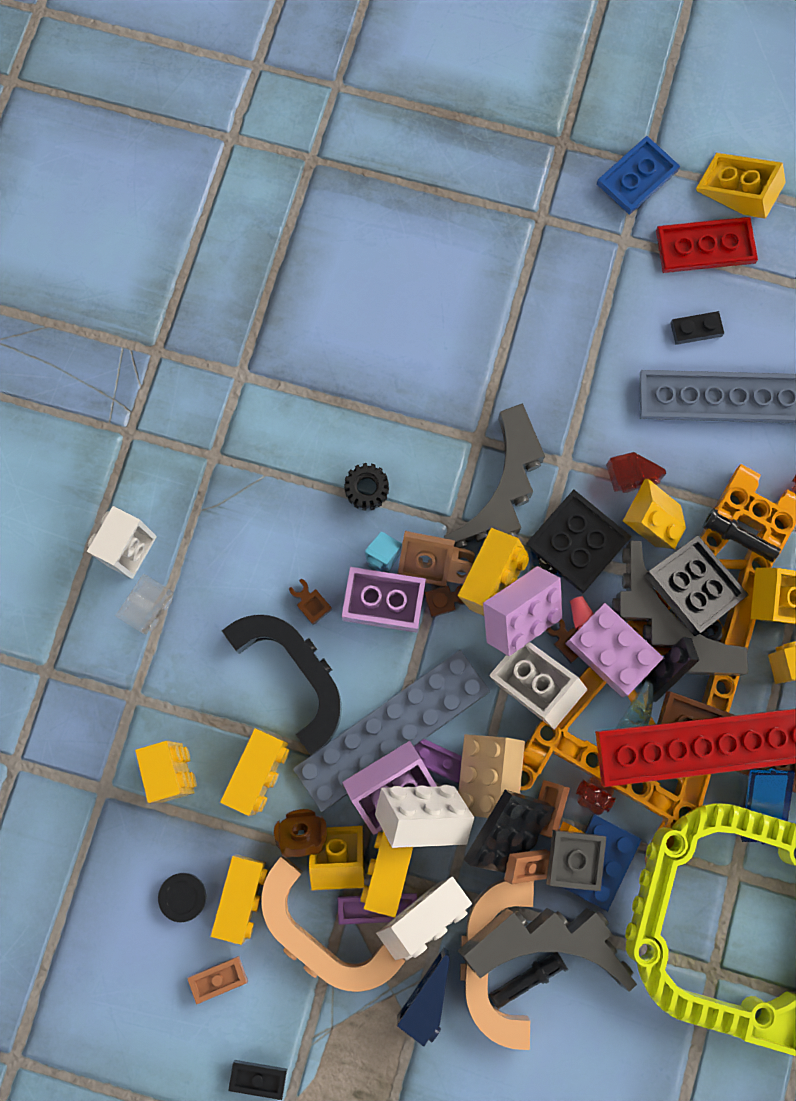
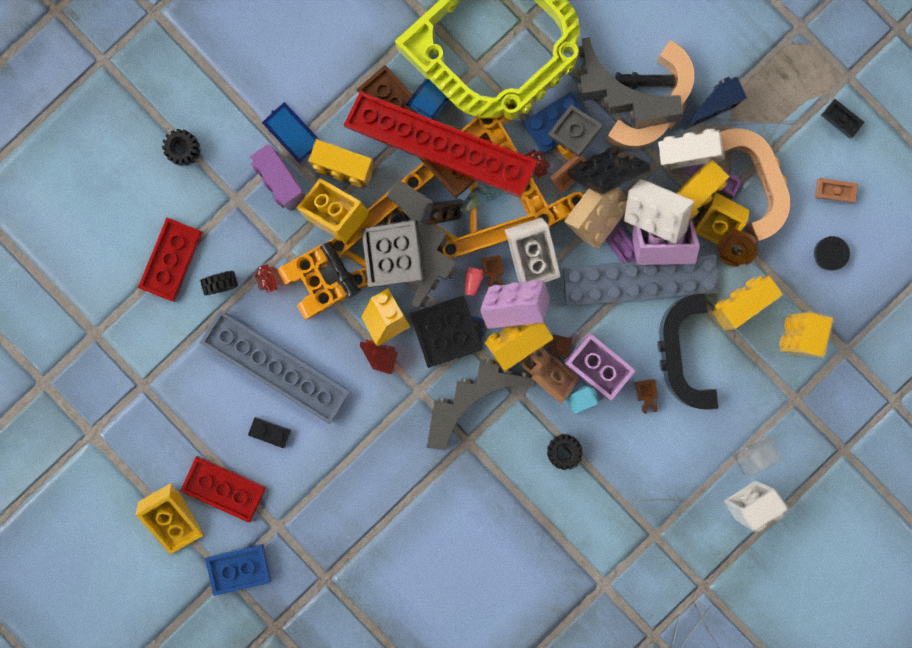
camera: 155 degrees left, 10 degrees up
(239, 899) = (797, 230): yellow brick -> none
(527, 866) = (608, 144): nougat plate -> none
(614, 650) = (472, 244): lavender brick -> none

